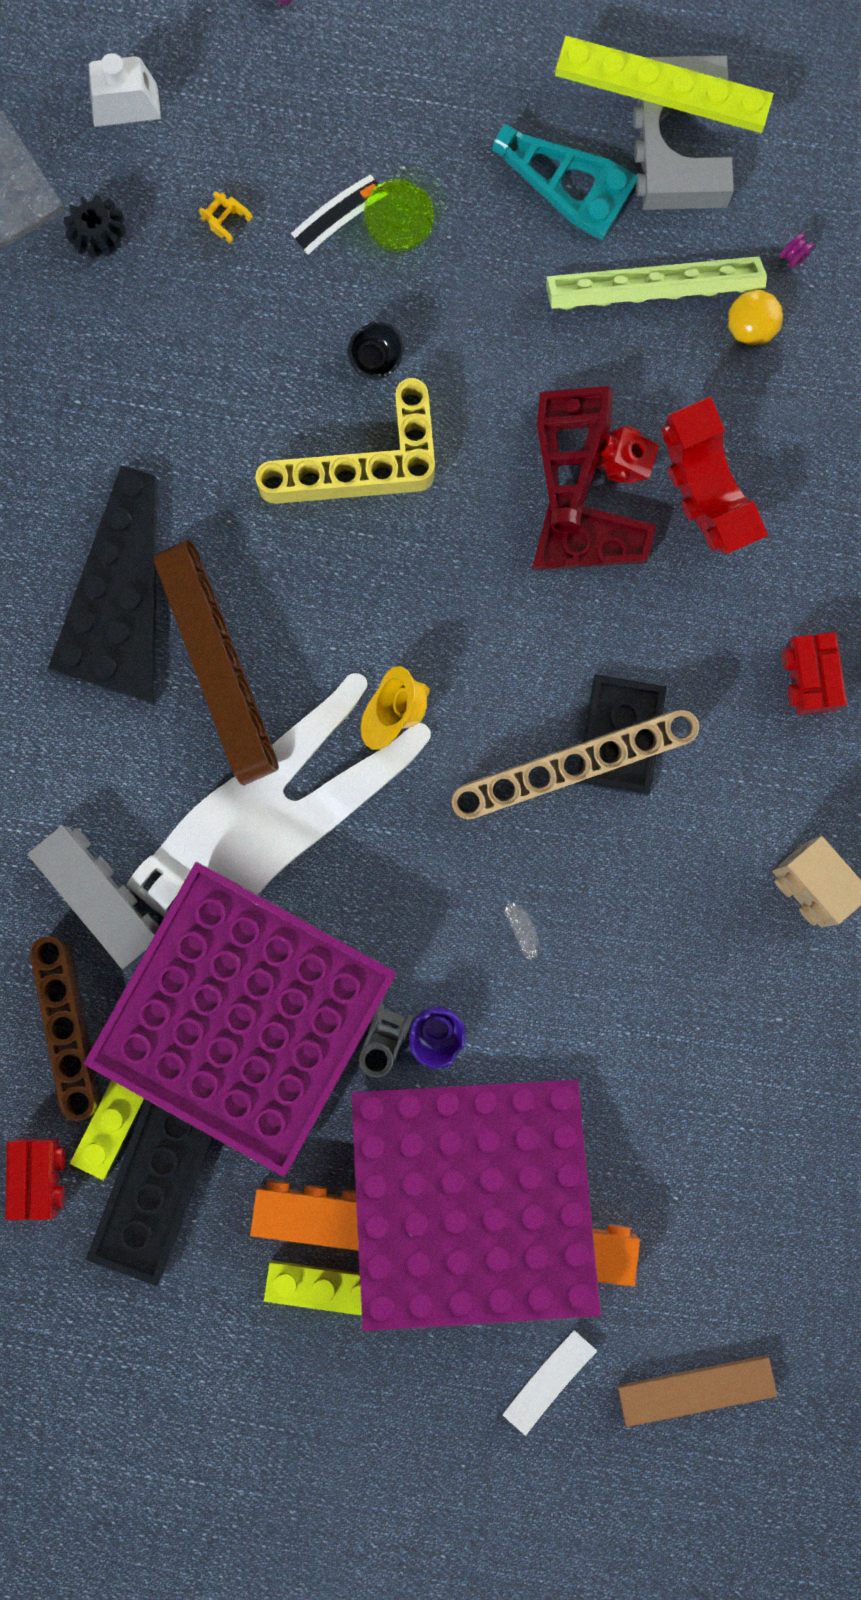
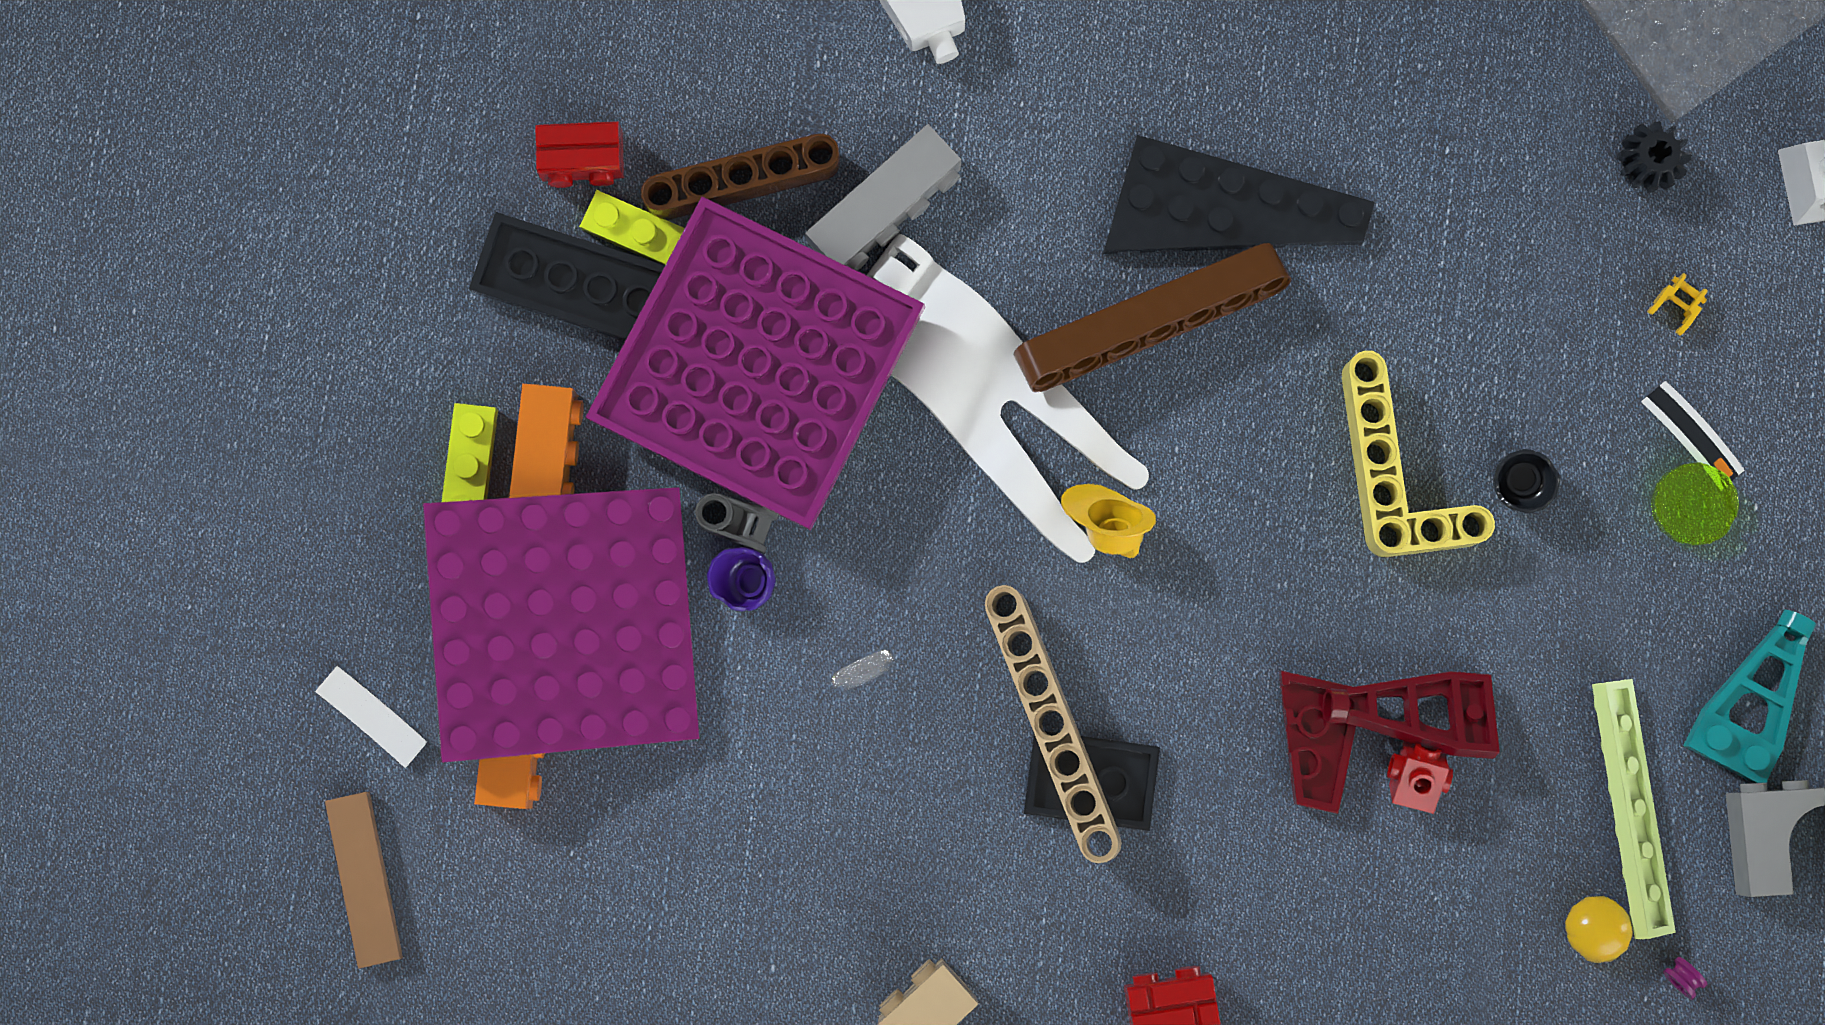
camera: 90 degrees right, 0 degrees up
(705, 479) = (1393, 872): red brick -> none

